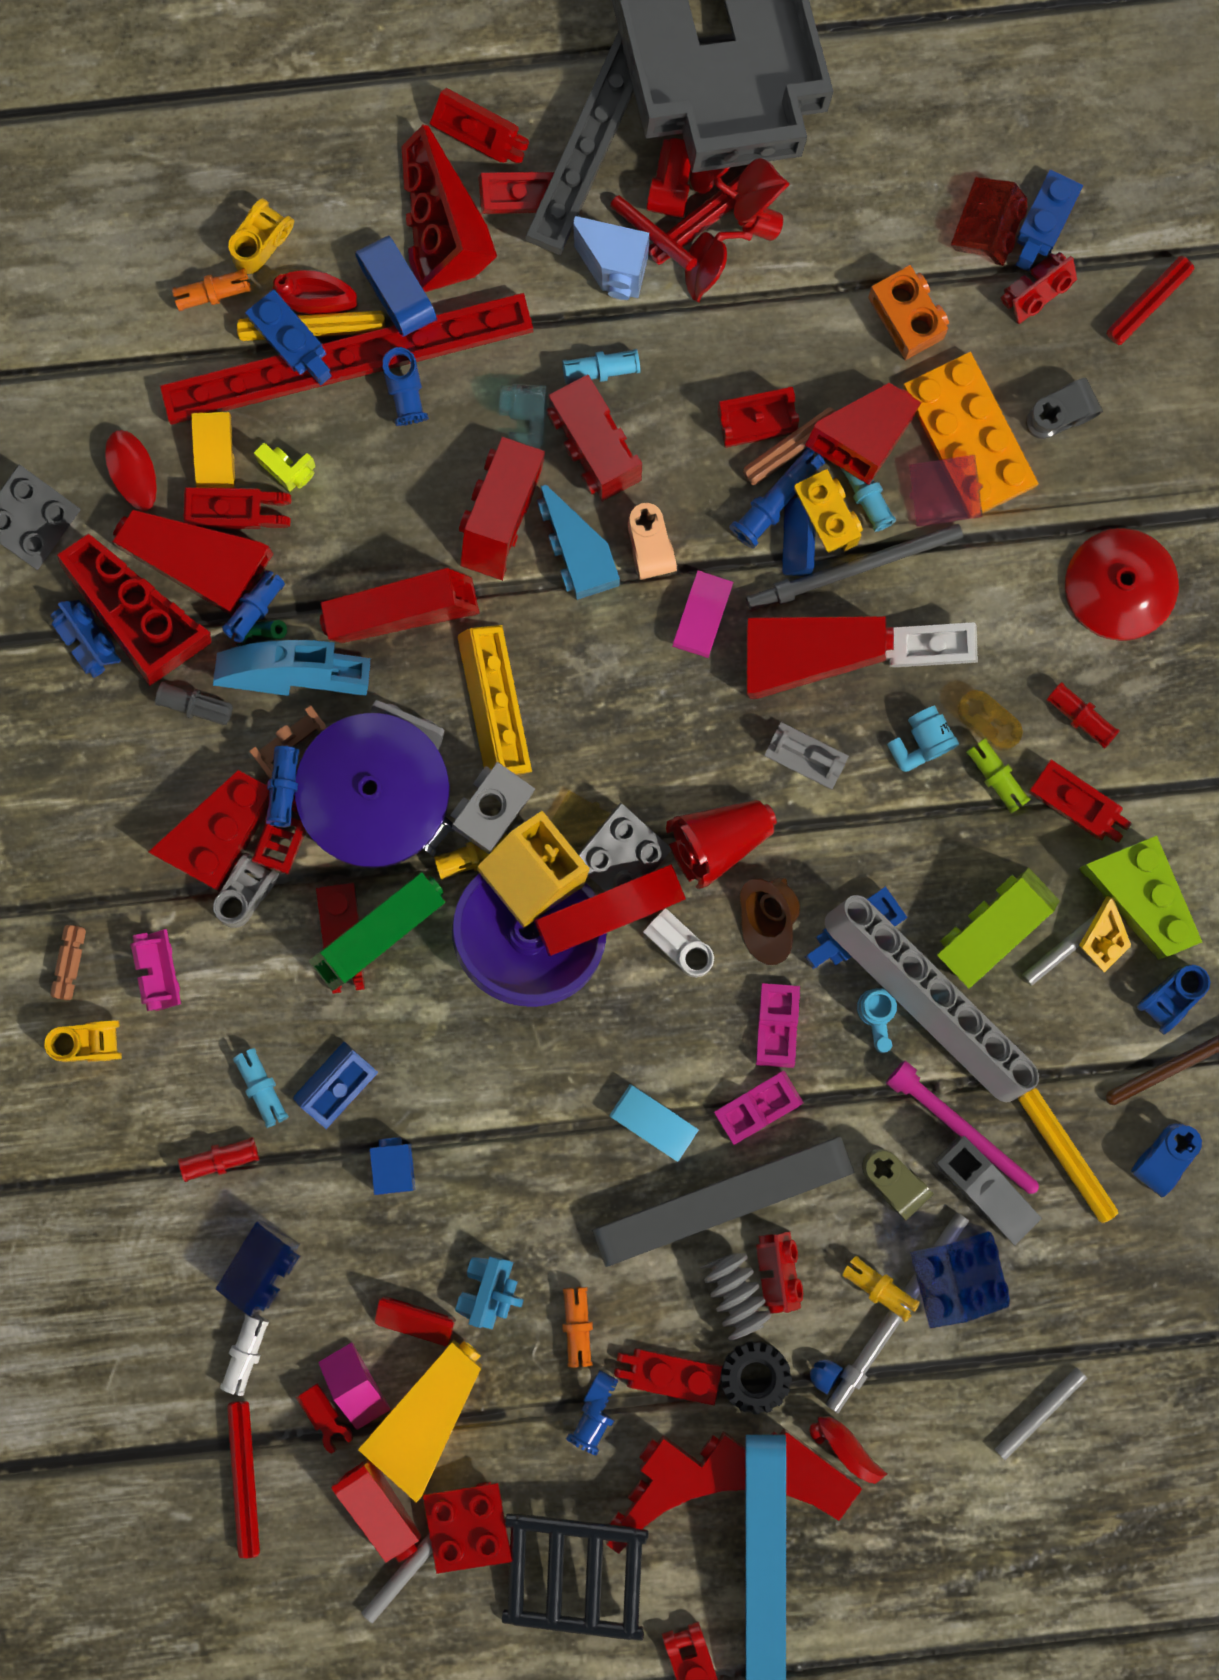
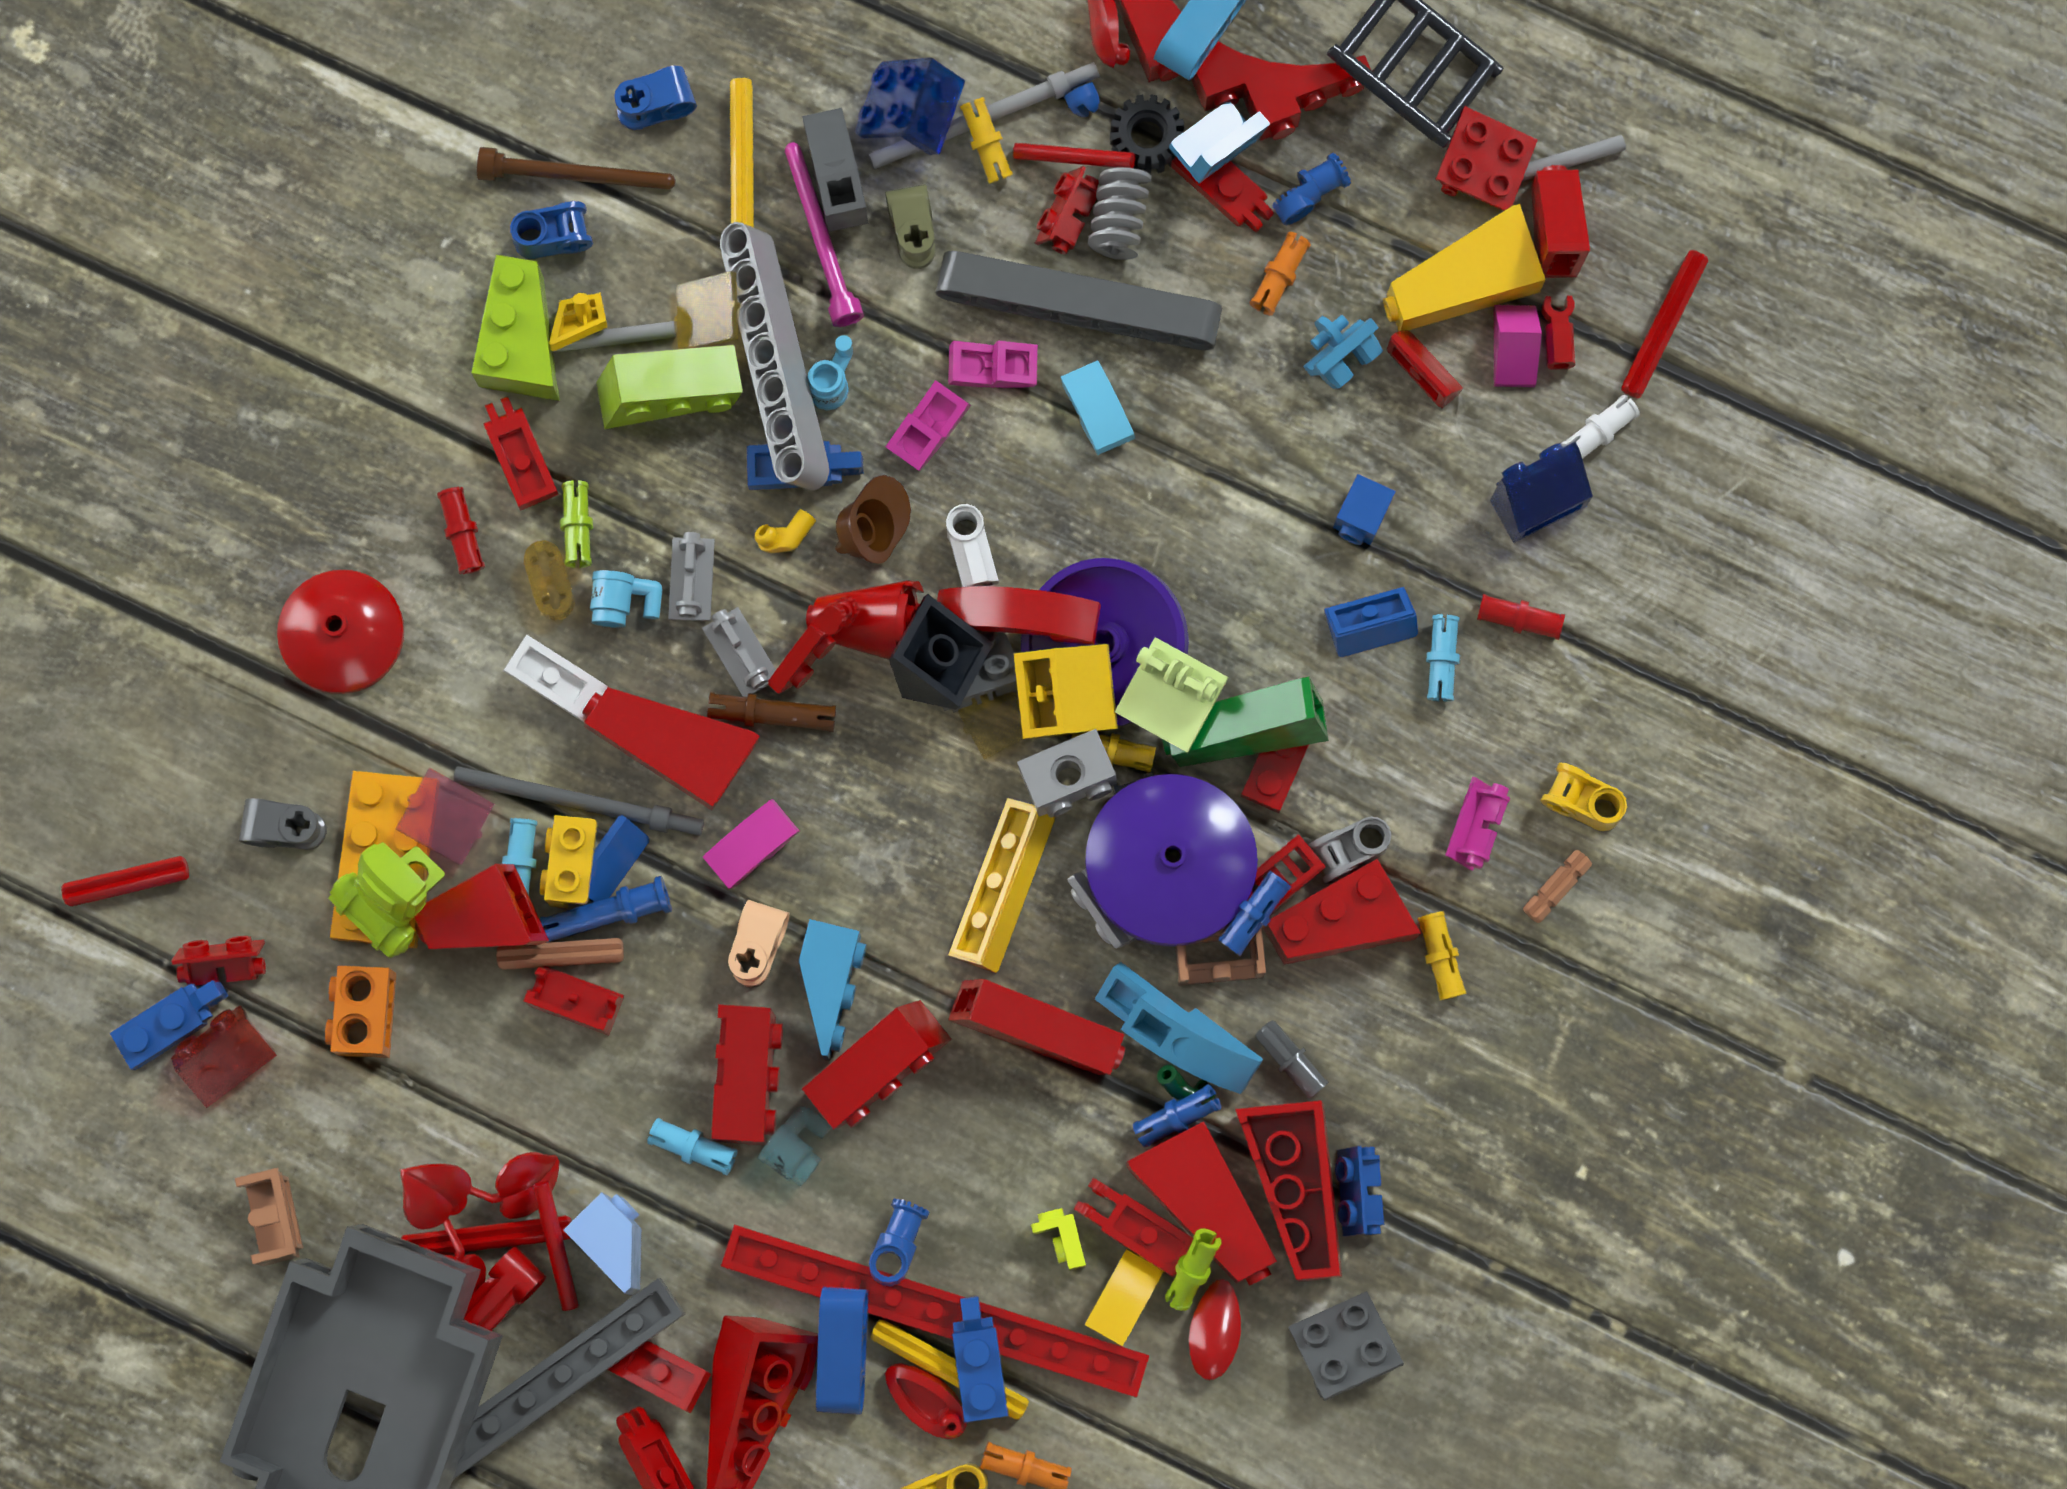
camera: 150 degrees left, 5 degrees down
(125, 852) = (1441, 955): none -> yellow pin
(172, 498) = (1193, 1269): none -> lime pin
(449, 915) = (1171, 694): none -> yellowish green hinge
(647, 836) = (938, 656): none -> black slope
(694, 1403) = (1217, 140): none -> panel
(749, 788) = (814, 644): none -> red hinge
(752, 723) = (771, 712): none -> reddish brown pin
(802, 1320) = (1073, 155): none -> red bar
(830, 866) = (785, 538): none -> yellow arm
(871, 127) = (272, 1216): none -> nougat window
(881, 789) = (691, 578): none -> light grey hinge
(945, 392) = (385, 895): none -> lime piece
(1008, 1005) = (707, 311): none -> clear yellow piece

